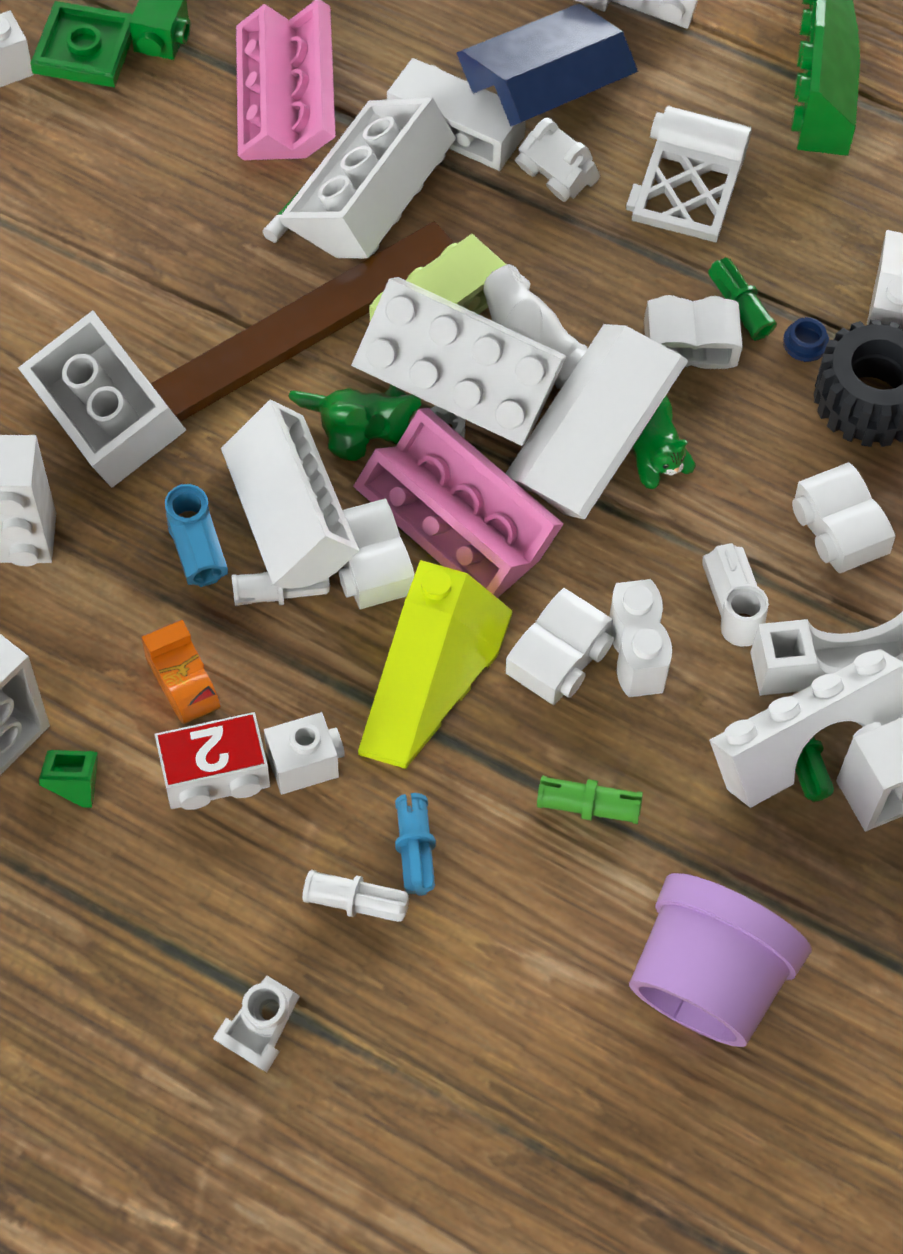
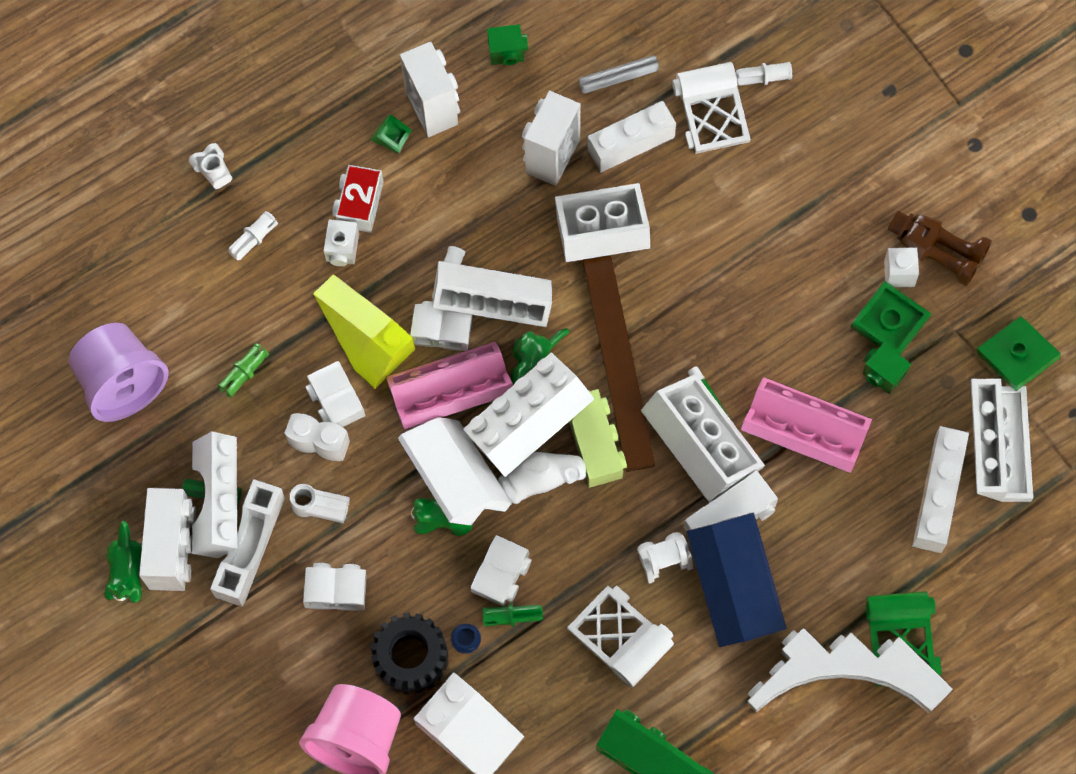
camera: 120 degrees right, 10 degrees up
(180, 672) = (417, 204): orange leg -> none
(195, 536) = (494, 242): dark azure piece -> none
(415, 844) = (264, 275): dark azure axle -> none

